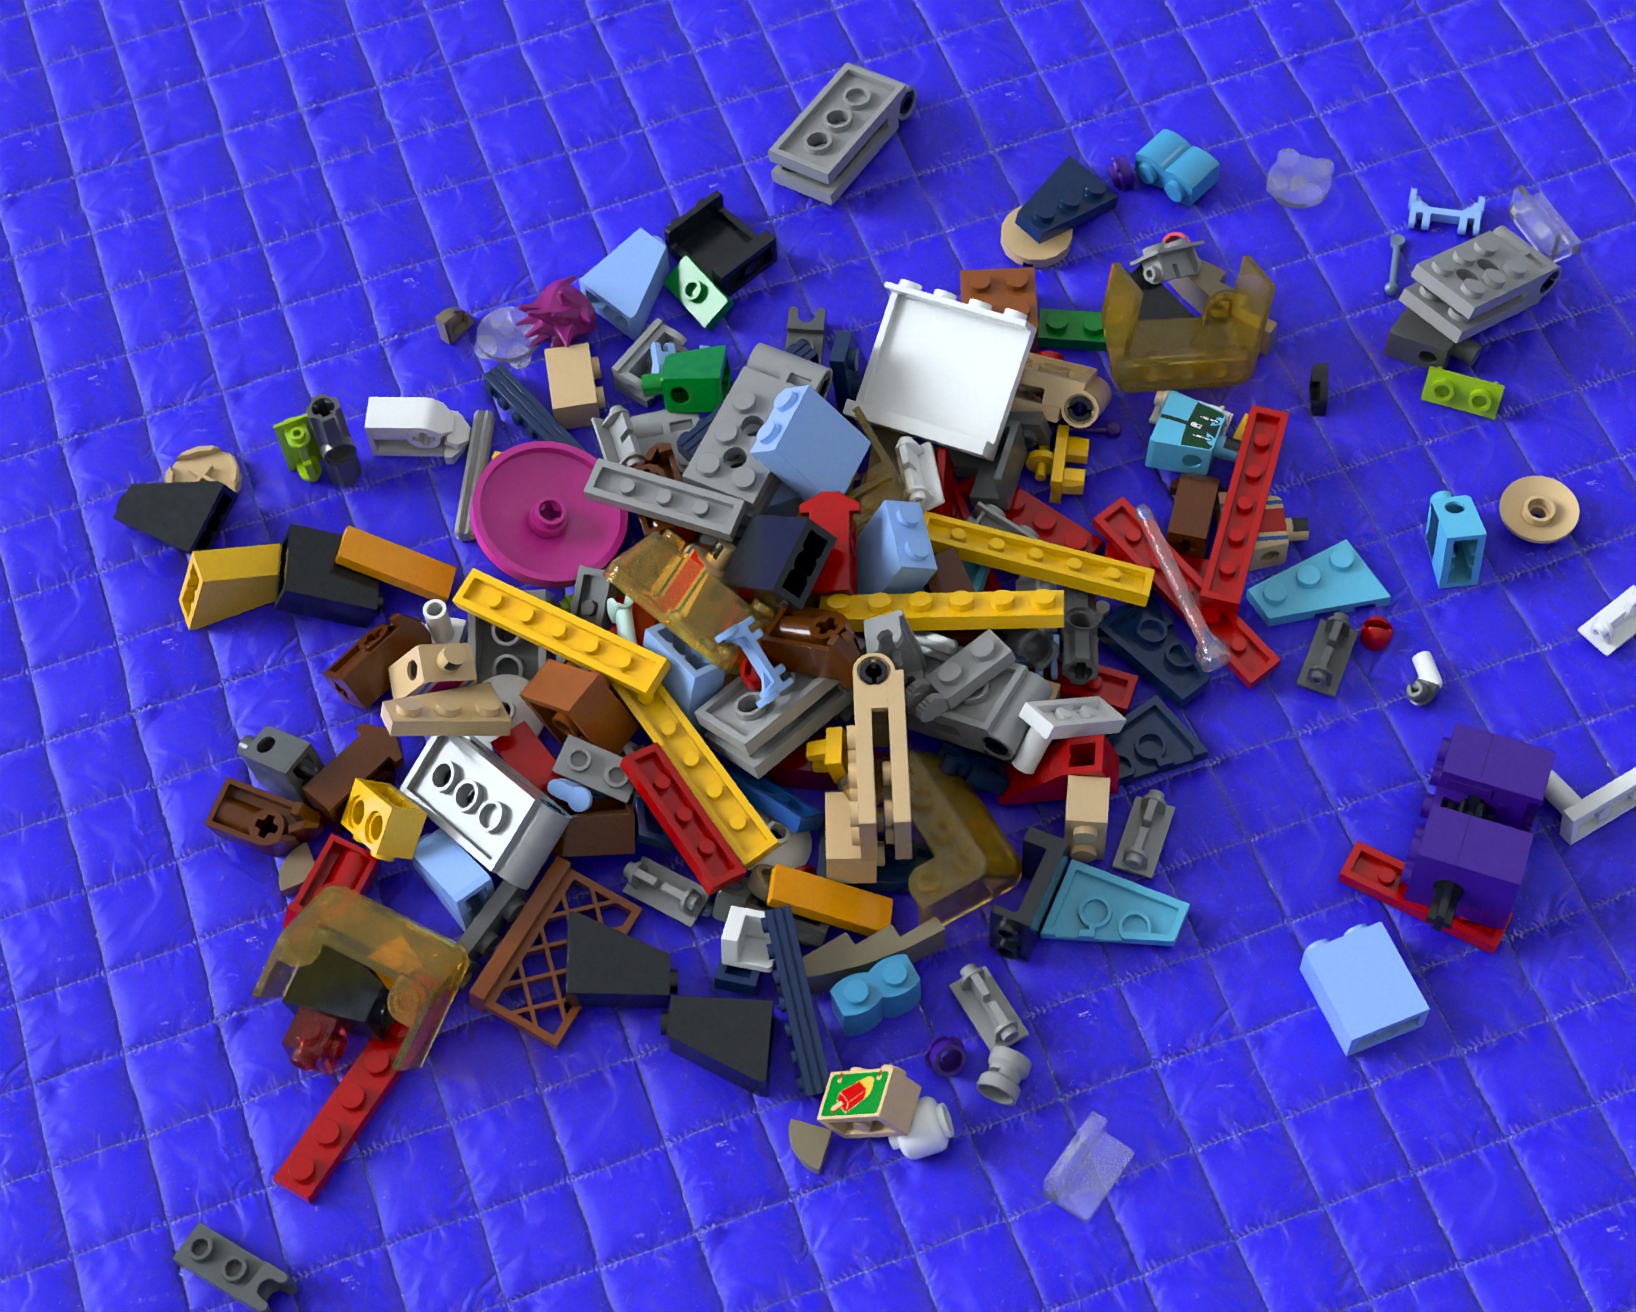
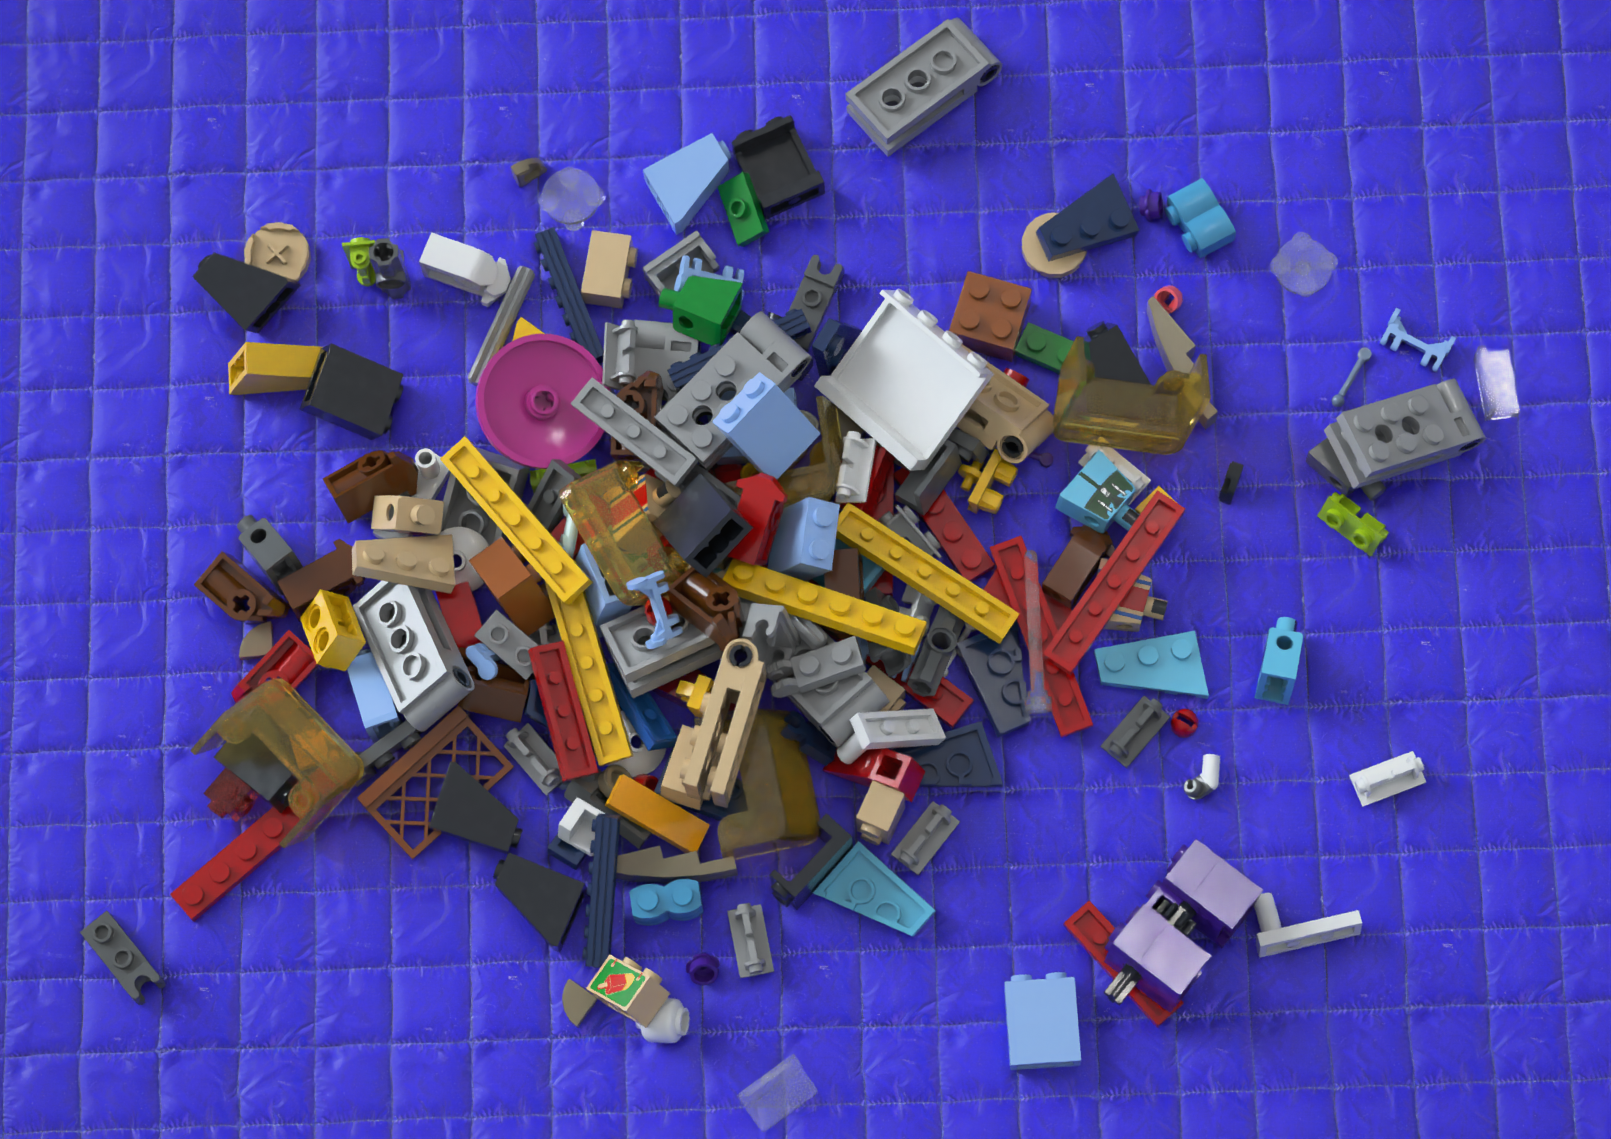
camera: 20 degrees right, 15 degrees up
(395, 564) = (409, 398): light orange tile -> none
(559, 315) = (615, 200): magenta hair -> none
(1004, 1075) = (740, 999): light grey wheel -> none
(1174, 261) = (1132, 326): light grey hinge -> none
(1540, 497) = (1366, 642): tan dish -> none

